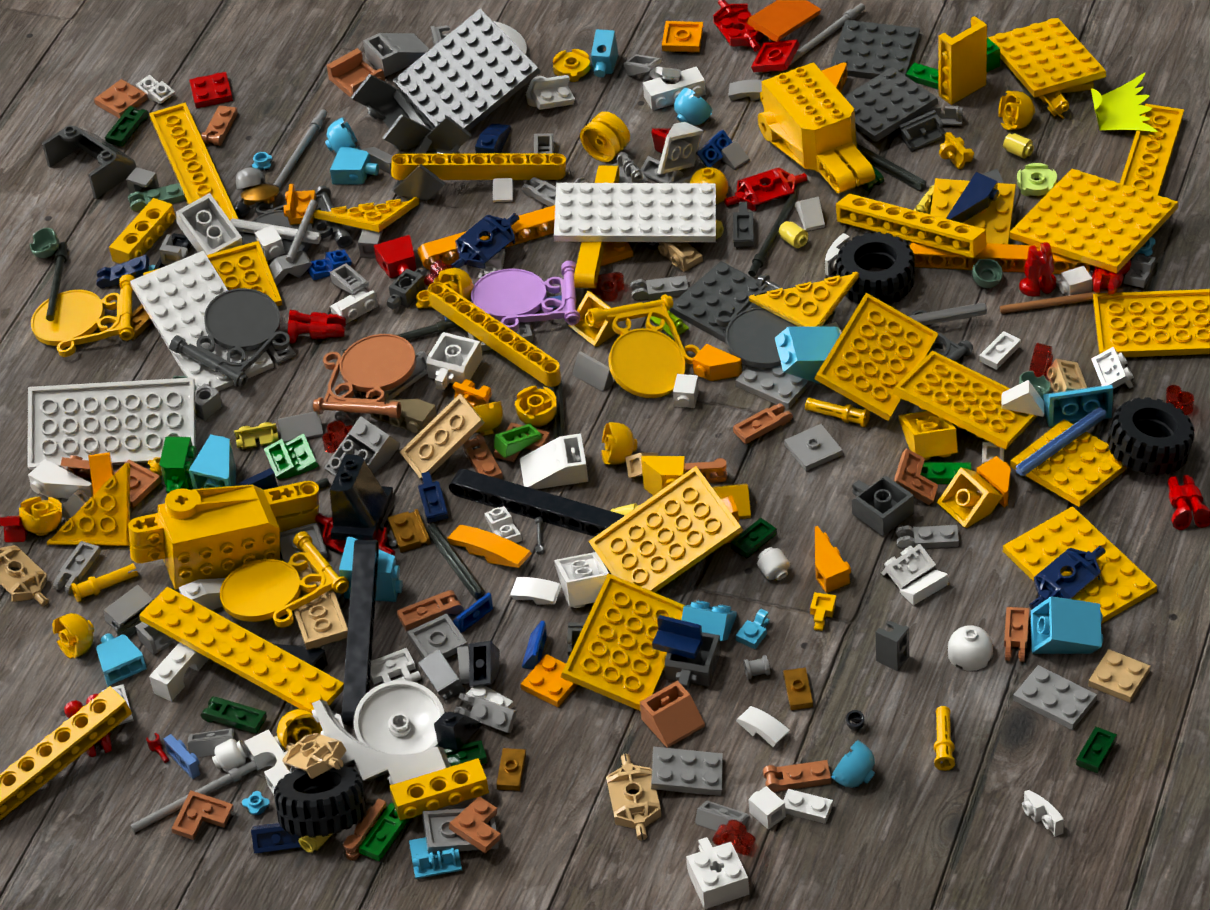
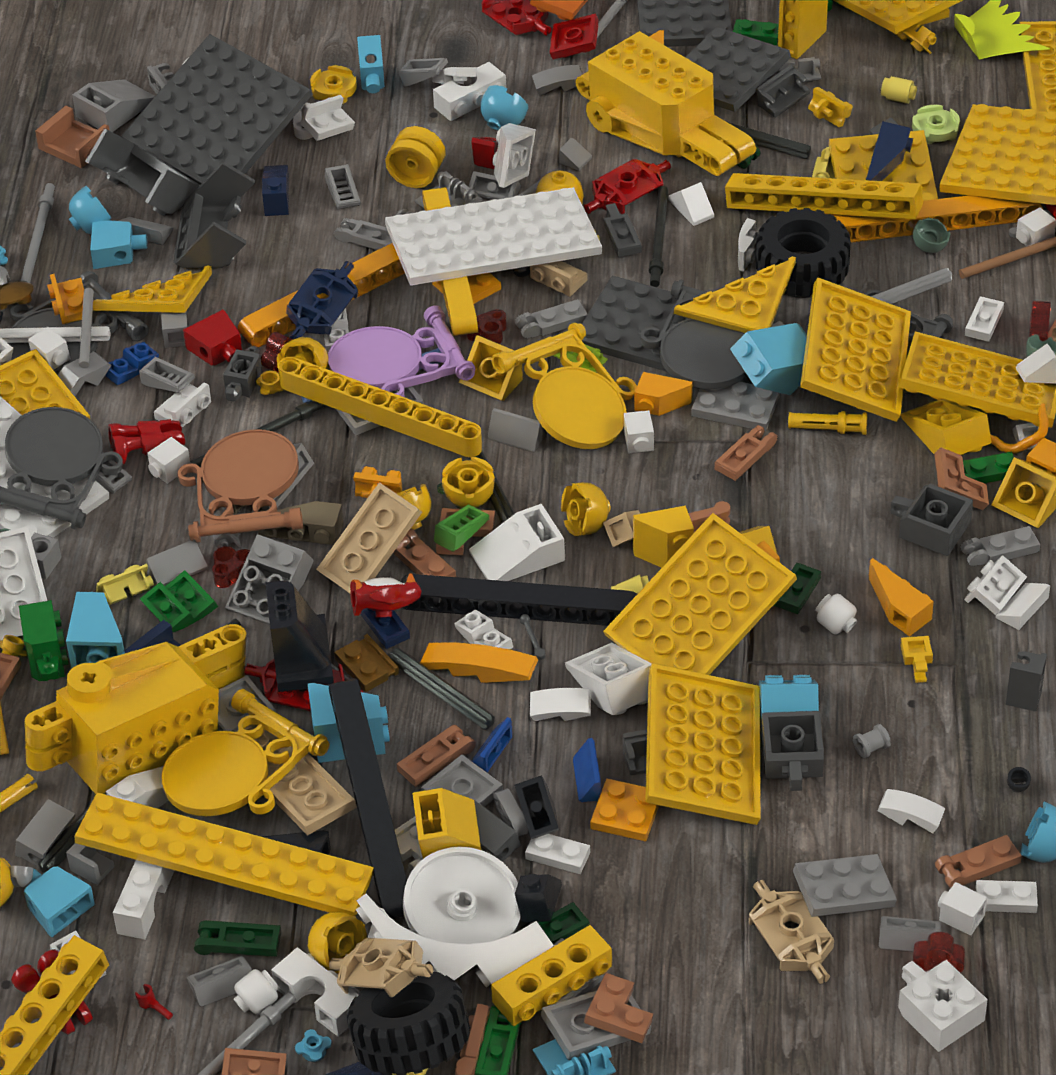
camera: 20 degrees left, 0 degrees up
(97, 636) = (21, 875): none -> light grey hinge
(181, 756) = (186, 1003): medium blue plate -> none
(324, 343) = (167, 459): none -> white brick
(407, 659) = (445, 821): none -> yellow slope
(435, 481) = (383, 595): none -> red animal
(453, 359) = (339, 446): white hinge -> none
(482, 166) = (279, 214): yellow beam -> none
(488, 713) = (568, 865): light grey hinge -> none
(503, 190) = (311, 239): white slope -> none
(511, 769) = (623, 930): pearl gold plate -> none
(671, 714) = (797, 819): nougat slope -> none
(678, 637) = (774, 722): dark blue panel -> none
(682, 36) = (453, 32): light orange plate -> none
(711, 151) = (547, 150): blue slope -> none
(754, 632) = (846, 700): medium azure plate -> none
(793, 234) = (685, 230): light yellow brick -> none
(798, 688) = (930, 756): pearl gold plate -> none
(813, 447) = (817, 469): light grey plate -> none
(984, 457) = (1028, 441): none -> light orange animal
(1016, 110) = (878, 51): yellow cylinder -> none
(1038, 271) = (993, 220): red piece -> none

